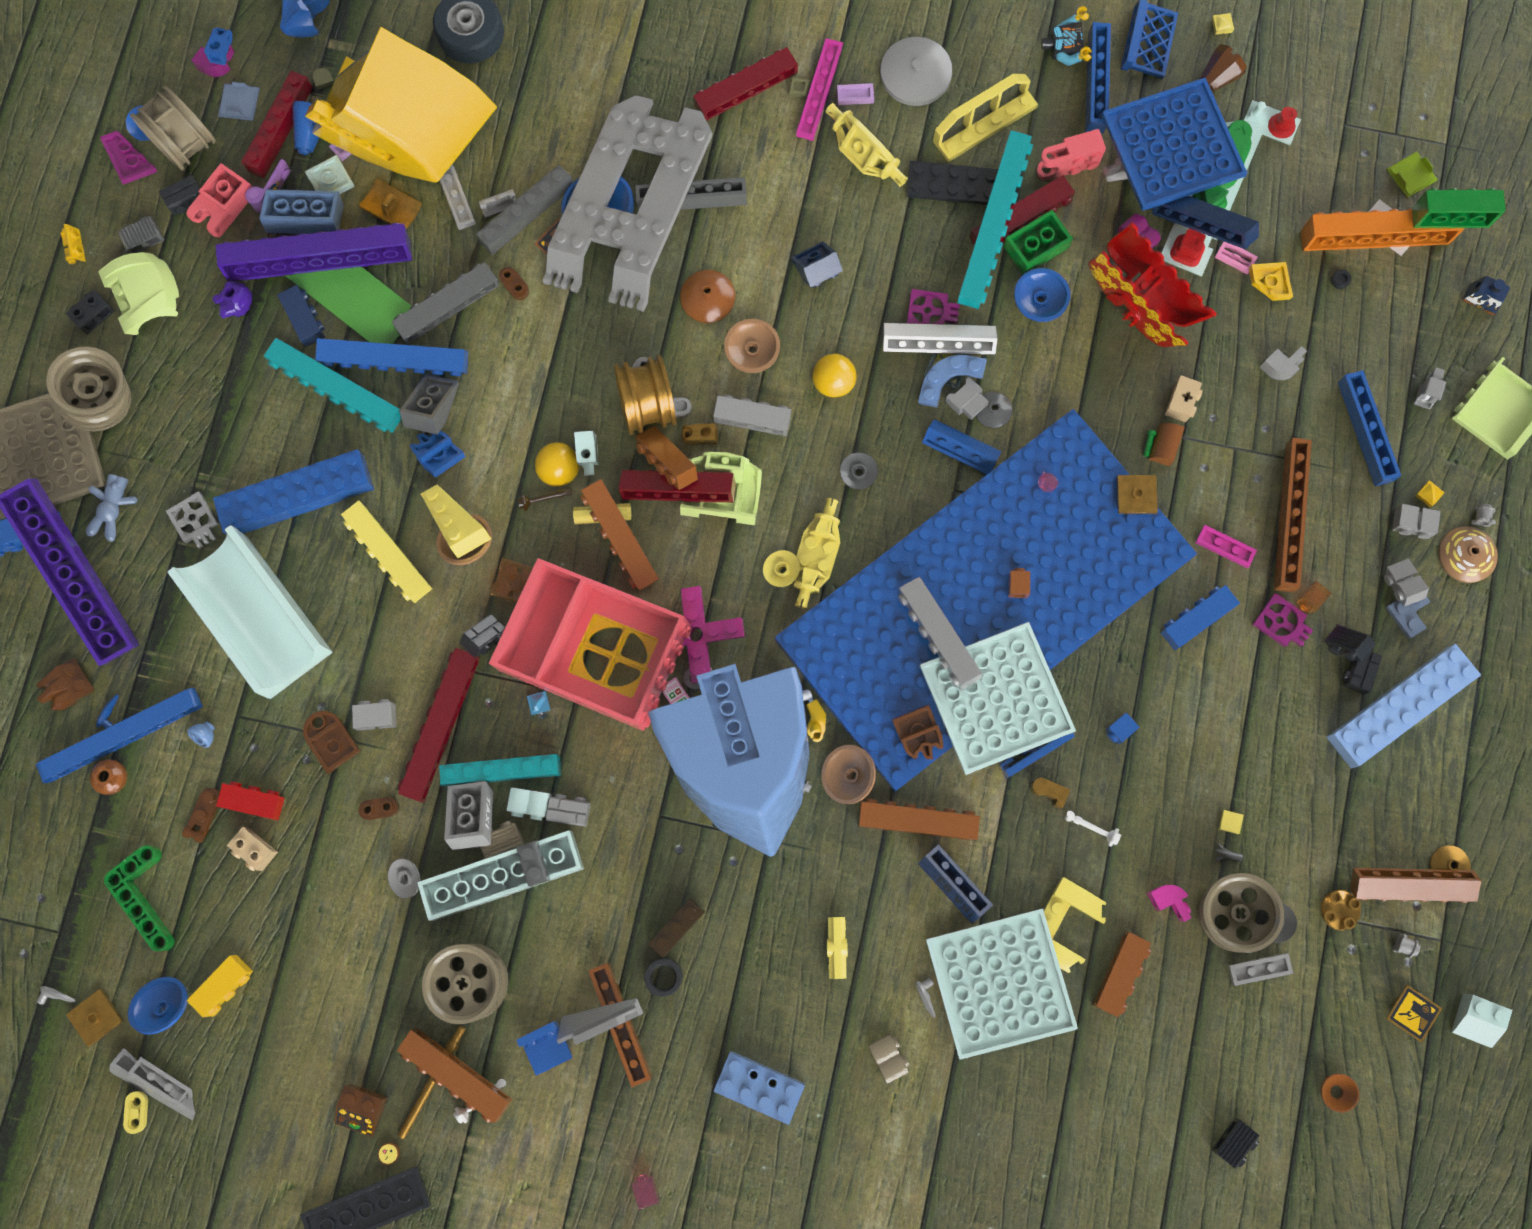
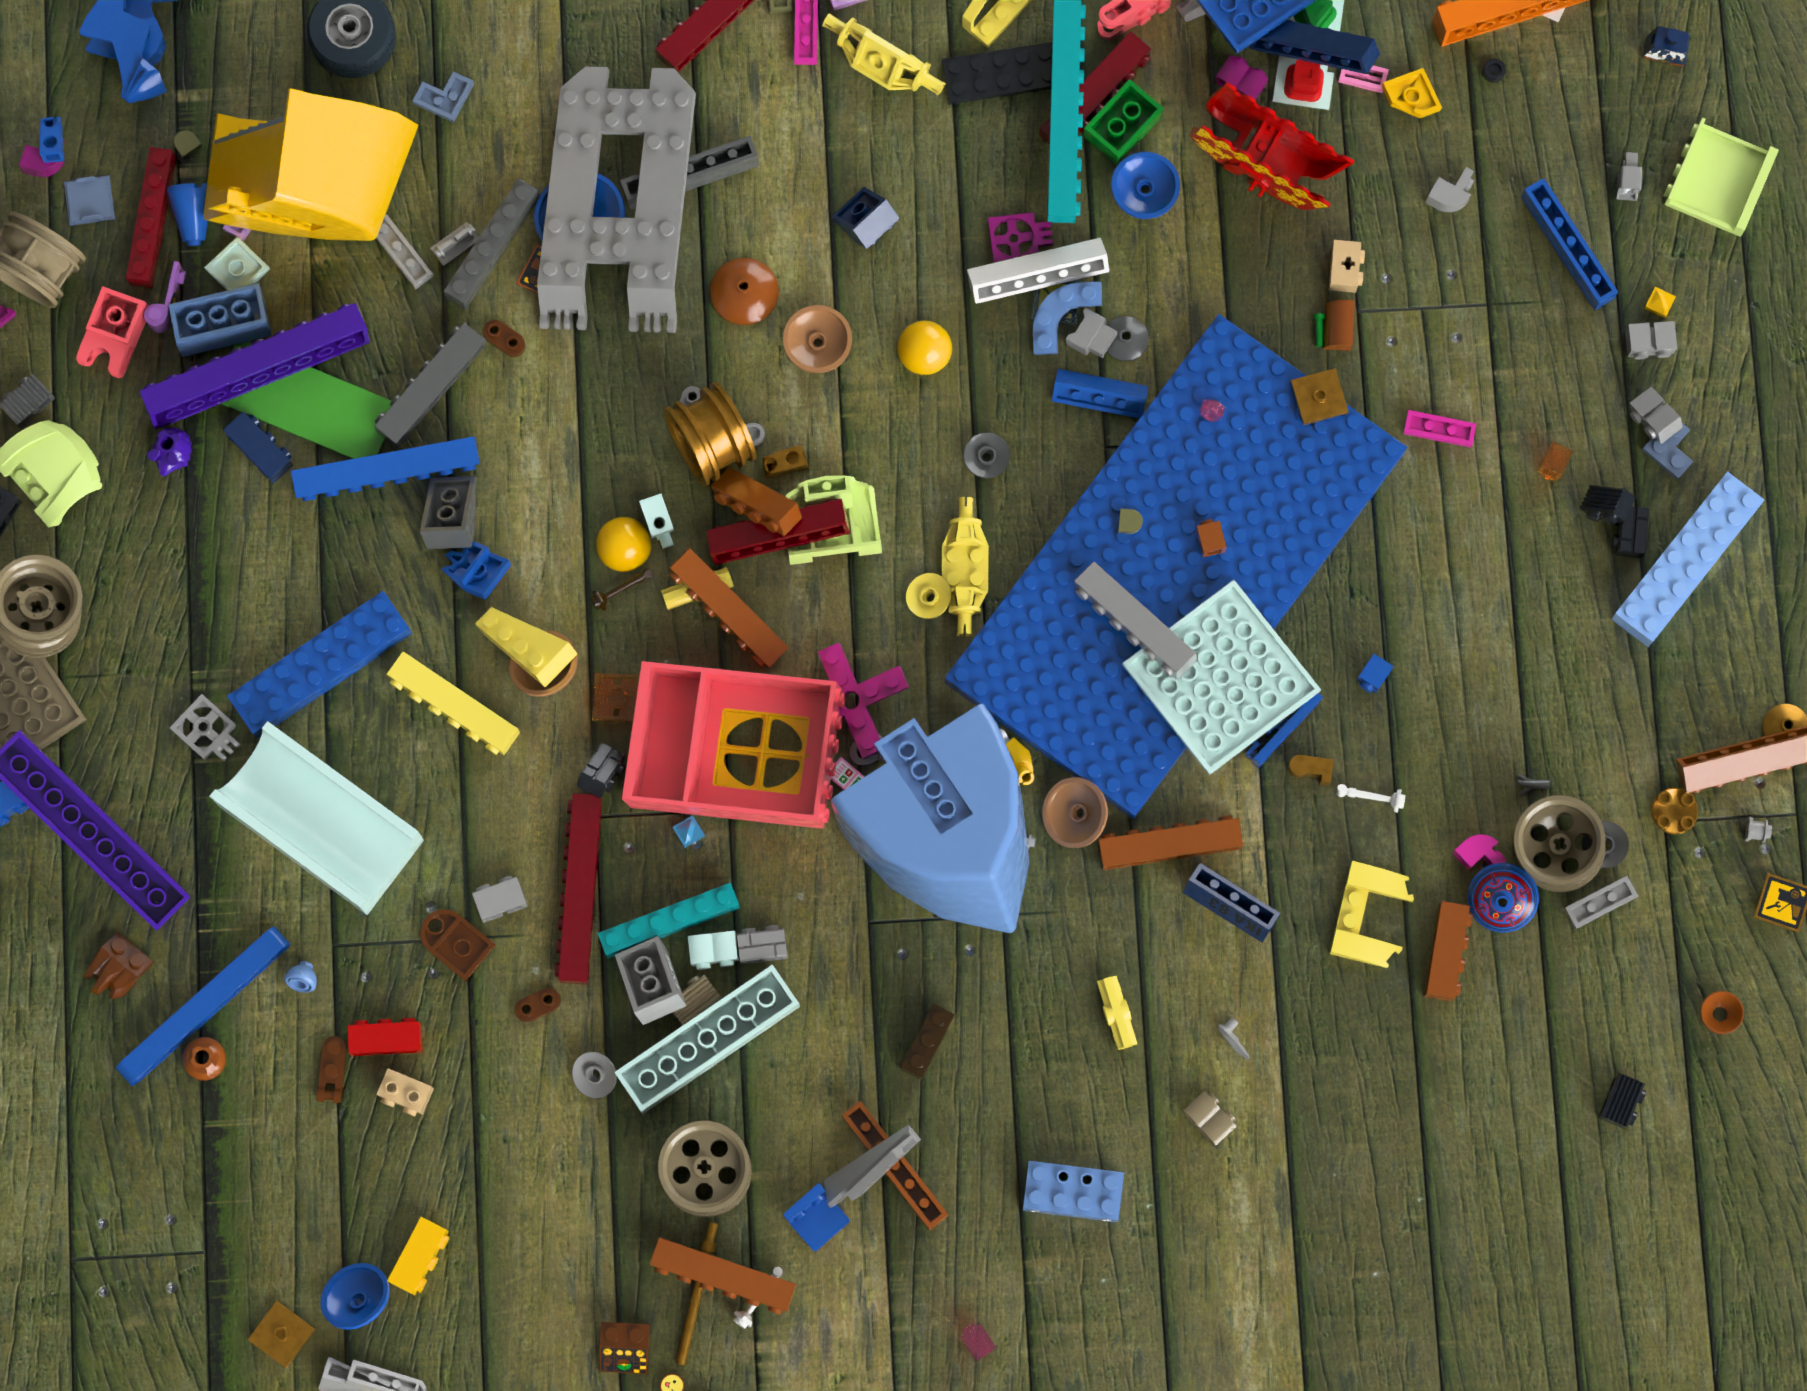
camera: 20 degrees left, 0 degrees up
(52, 993) = (216, 1321): light grey bar -> none
(106, 712) = (175, 994): blue bar -> none
(108, 509) = (100, 745): sand blue animal -> none
(137, 899) = (287, 1188): green beam -> none
(180, 194) = (61, 337): black brick -> none
(333, 385) = (324, 521): teal brick -> none
(390, 204) = (323, 281): pearl gold shield -> none
(524, 97) = (446, 102): none -> sand blue plate
(533, 863) = (744, 1012): dark grey brick -> none
(648, 977) = (939, 1087): black tyre -> none
(752, 415) = (841, 422): light grey brick -> none
(918, 732) = (1142, 741): reddish brown plate -> none
(957, 553) = (1129, 521): none -> olive tile
(1001, 984) = (1314, 999): light aqua plate -> none
(1180, 930) = (1506, 882): none -> dish
(1199, 618) = (1431, 520): blue brick -> none
(1231, 822) = (1526, 746): light yellow tile -> none
(1292, 515) = (1506, 371): dark orange brick -> none
(1295, 631) = (1545, 506): magenta piece -> none
(1458, 559) = (1714, 374): medium nougat dish -> none
(1484, 515) = (1727, 311): light grey brick -> none

